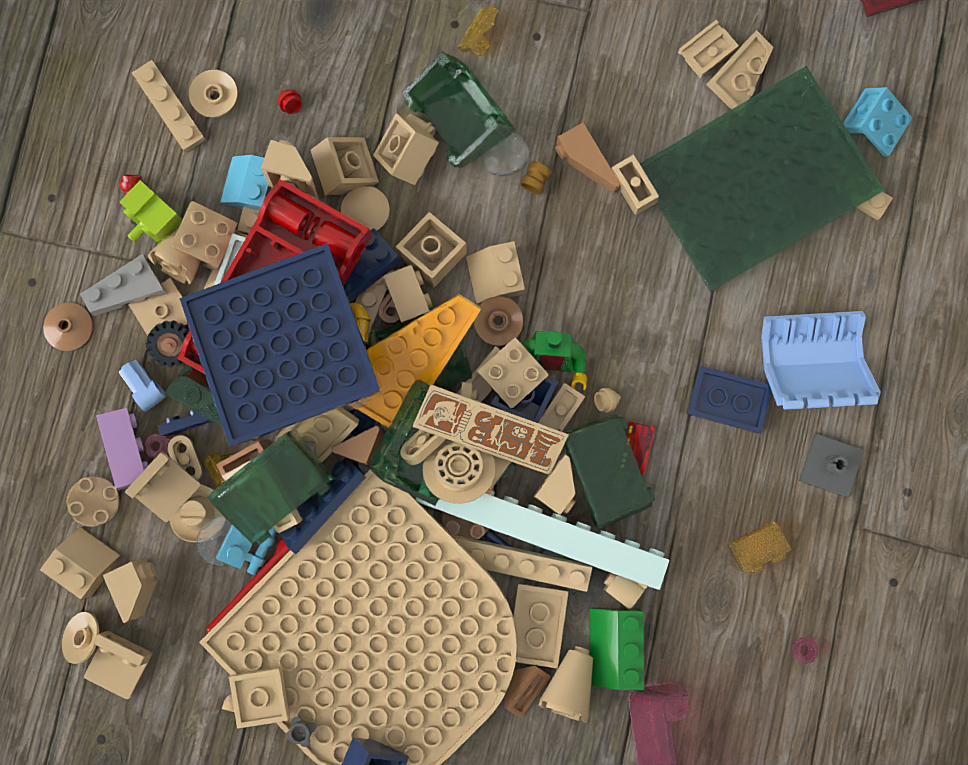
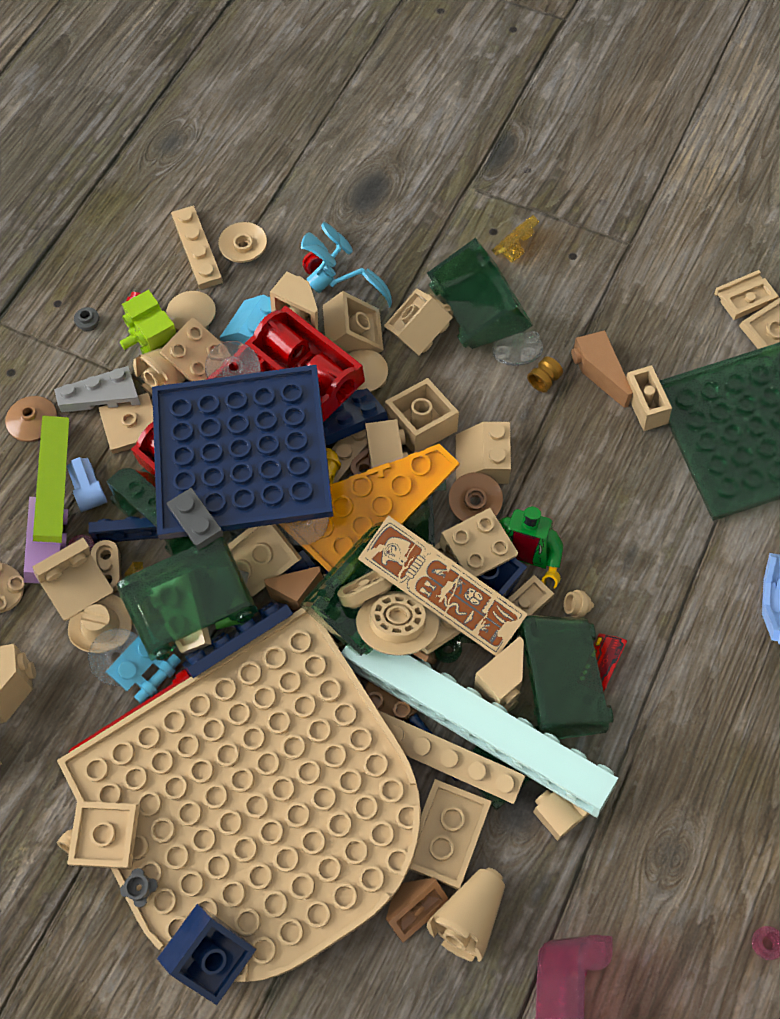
camera: 15 degrees right, 20 degrees down
(92, 213) = (89, 323): none -> dark grey plate
(109, 391) = (51, 480): none -> lime tile
(165, 342) = (118, 448): black wheel -> none
(184, 180) = (190, 305): none -> tan dish
(234, 257) = (231, 351): none -> clear dish
(259, 426) = (194, 519): none -> dark grey plate
(302, 112) = (325, 274): none -> medium azure plant
(617, 648) = (536, 882): green slope -> none
(729, 400) = (717, 633): dark blue plate -> none
(759, 548) = (728, 803): clear yellow brick -> none

